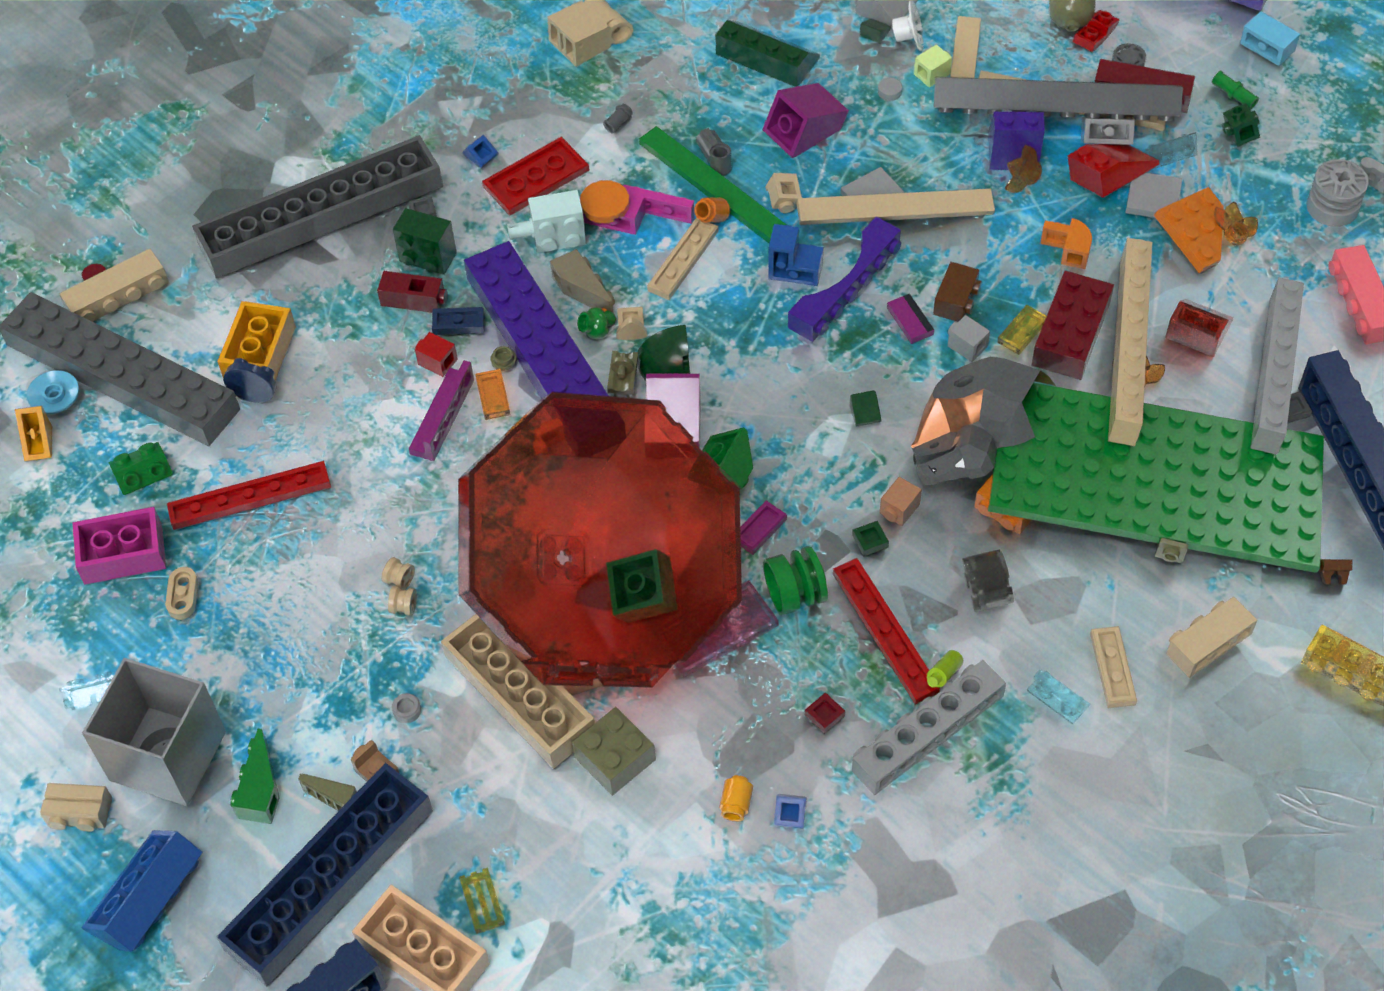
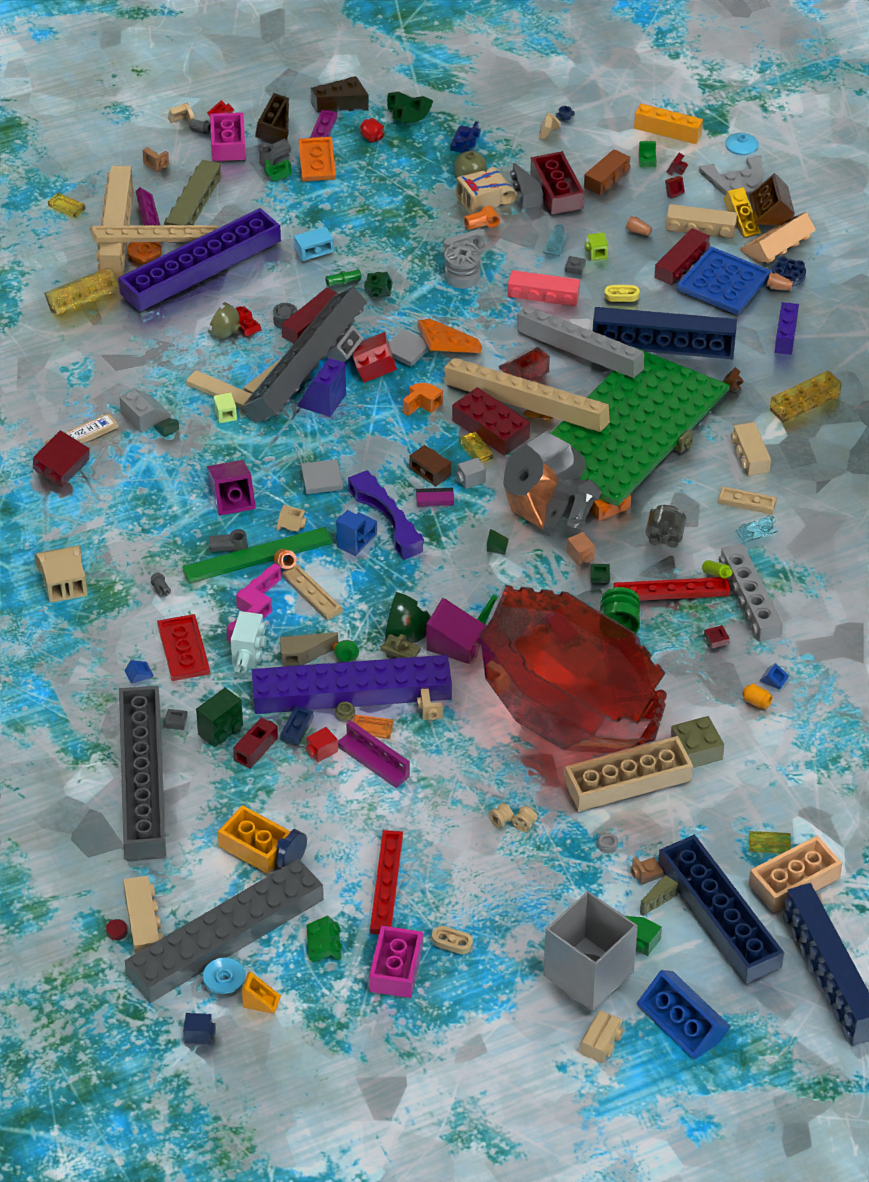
camera: 70 degrees left, 10 degrees down
(80, 691) = (508, 1002): clear light blue hinge -> none
(604, 201) = (248, 602): orange tile -> none
(630, 324) = (355, 634): tan tile -> none
(641, 586) = (589, 683): dark green brick -> none
(764, 52) = (152, 487): dark green slope -> none
(889, 89) = (227, 438): light grey tile -> none
(895, 206) = (342, 467): tan tile -> none
(906, 28) = (183, 407): white wheel -> none
(1024, 170) = (351, 396): clear orange plate -> none
(1174, 149) = (373, 323): clear light blue hinge -> none
(1234, 225) = (455, 320): clear orange plate -> none

